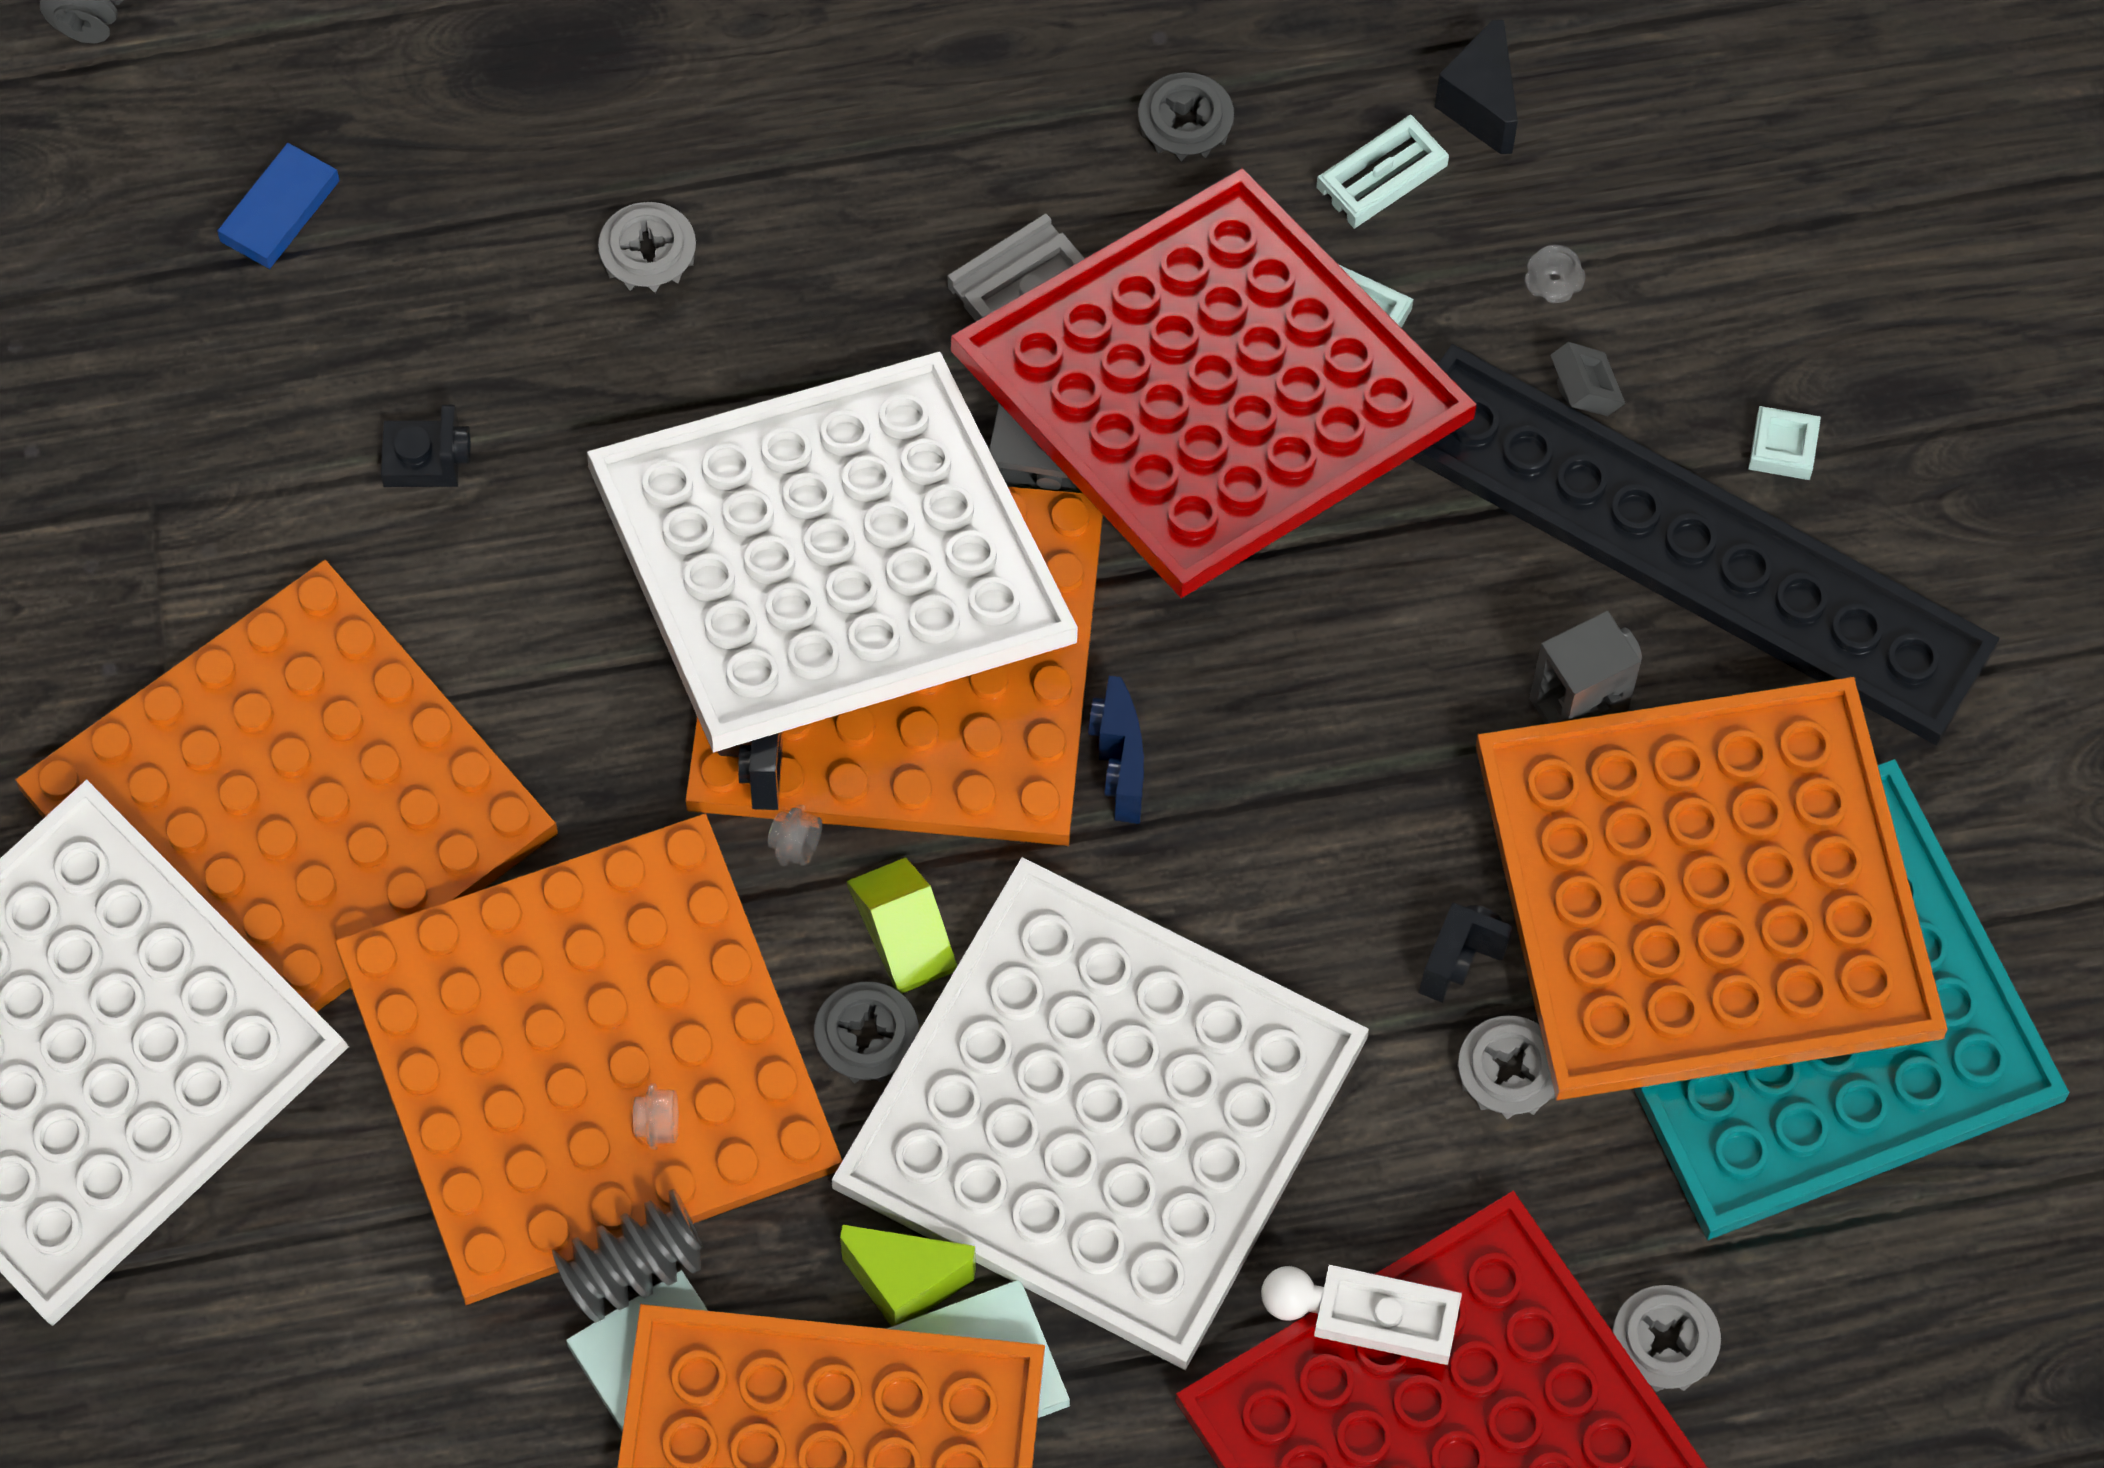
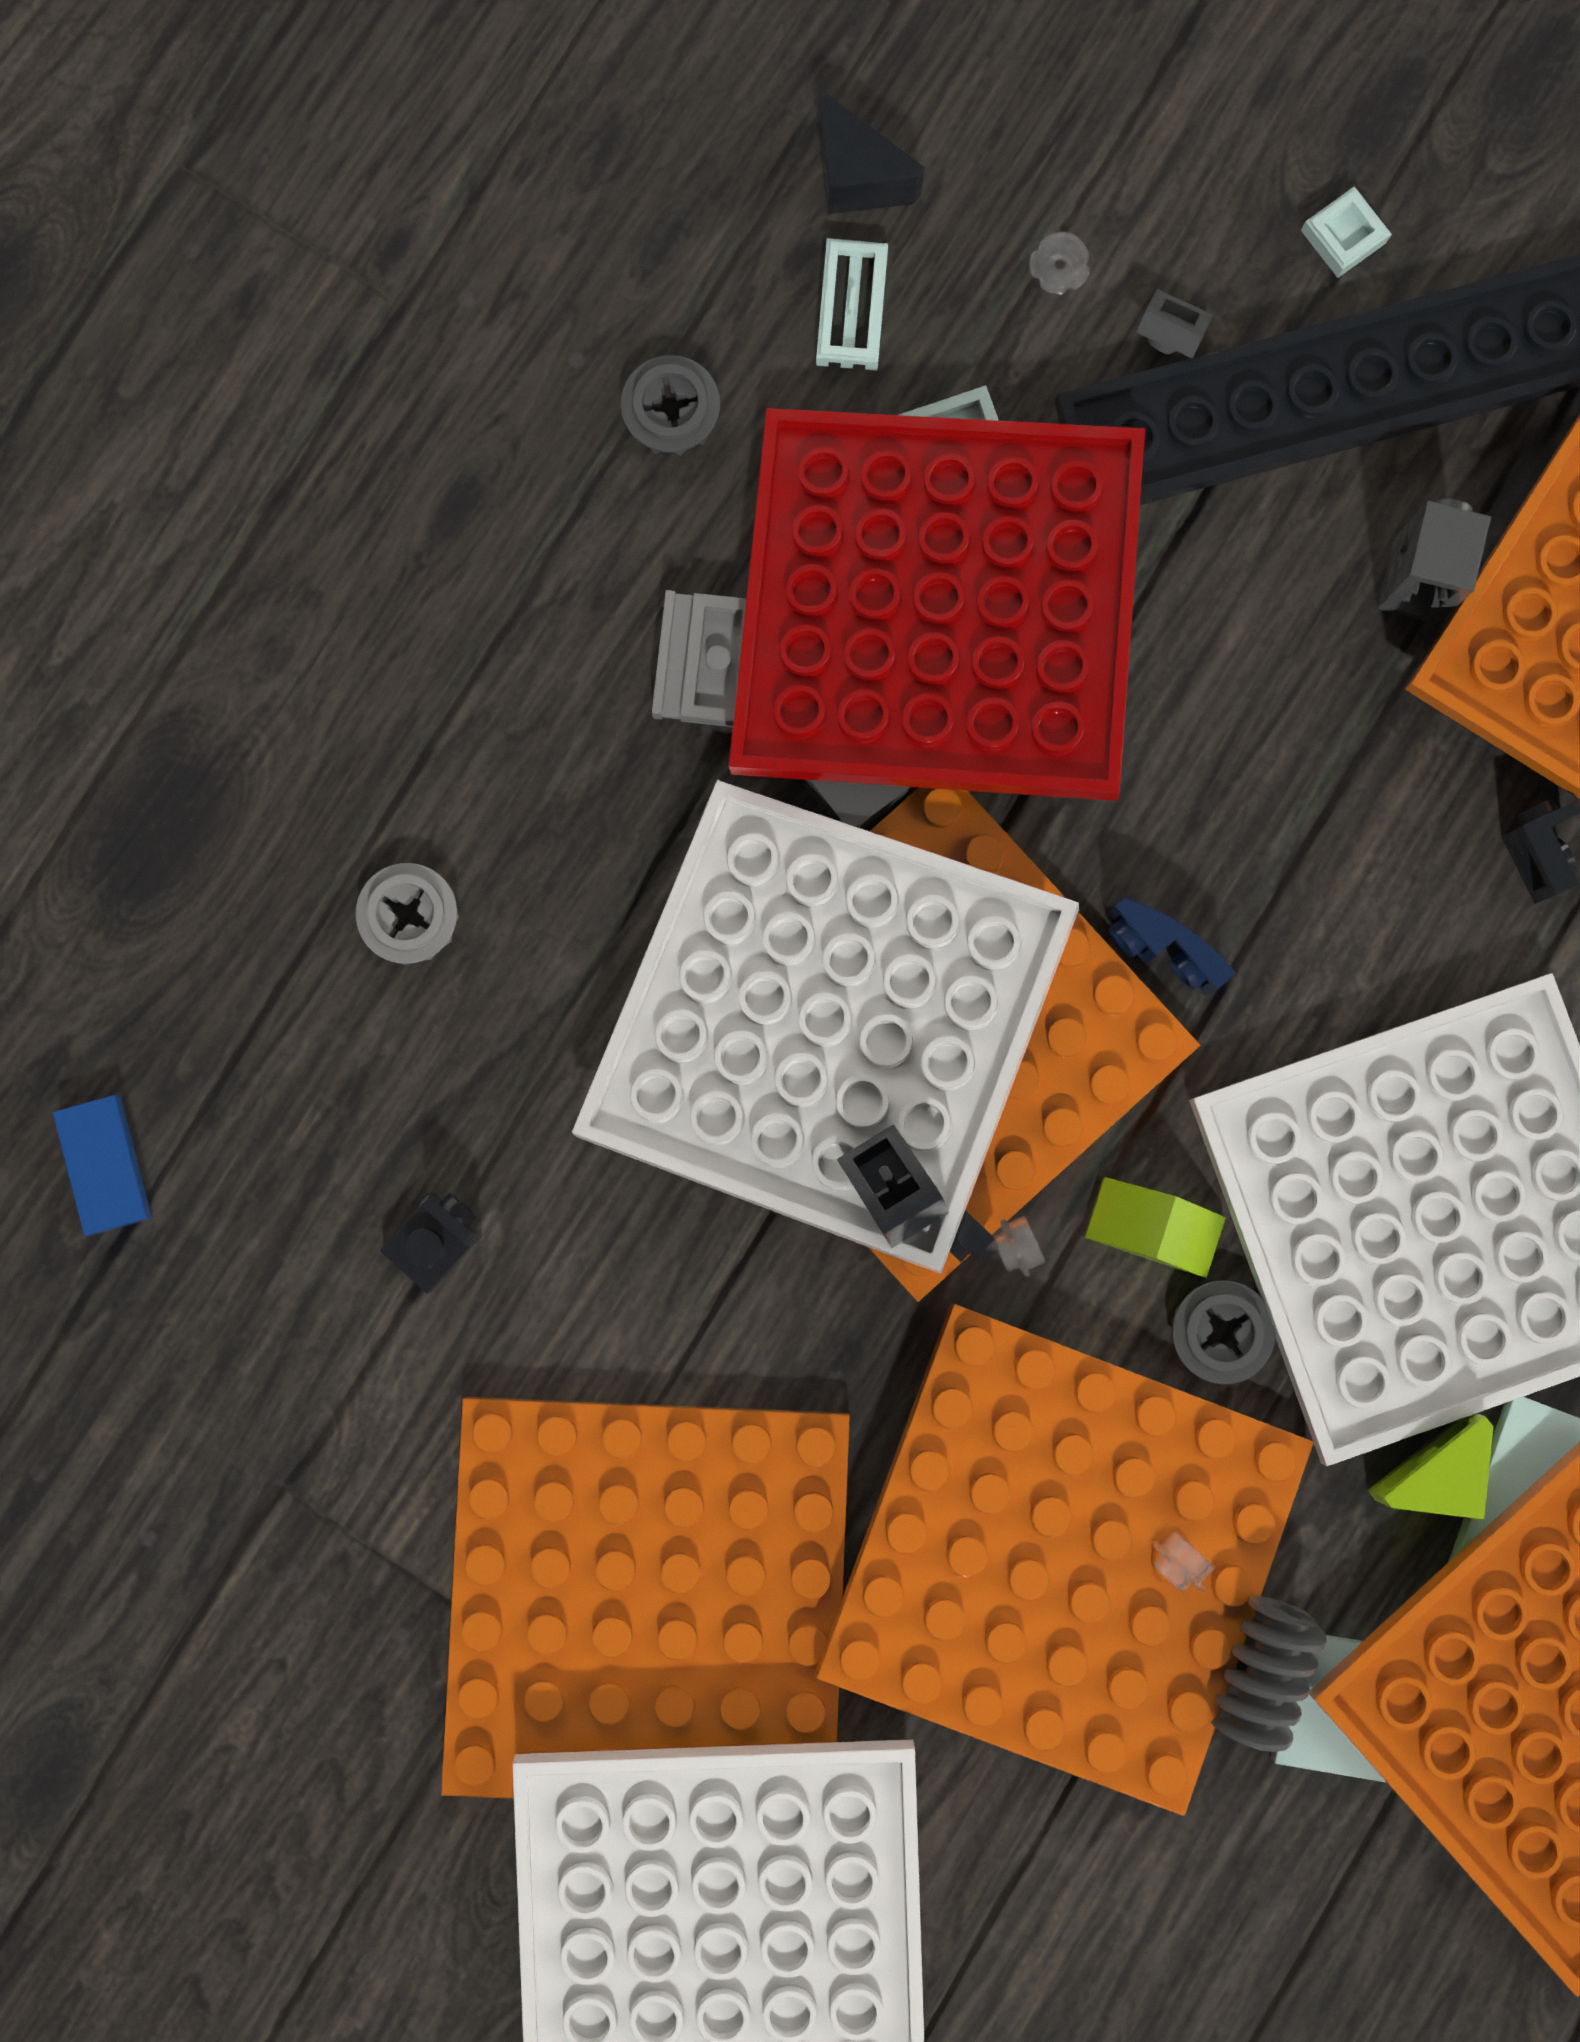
camera: 50 degrees left, 20 degrees up
(739, 660) = (893, 1186): none -> black slope

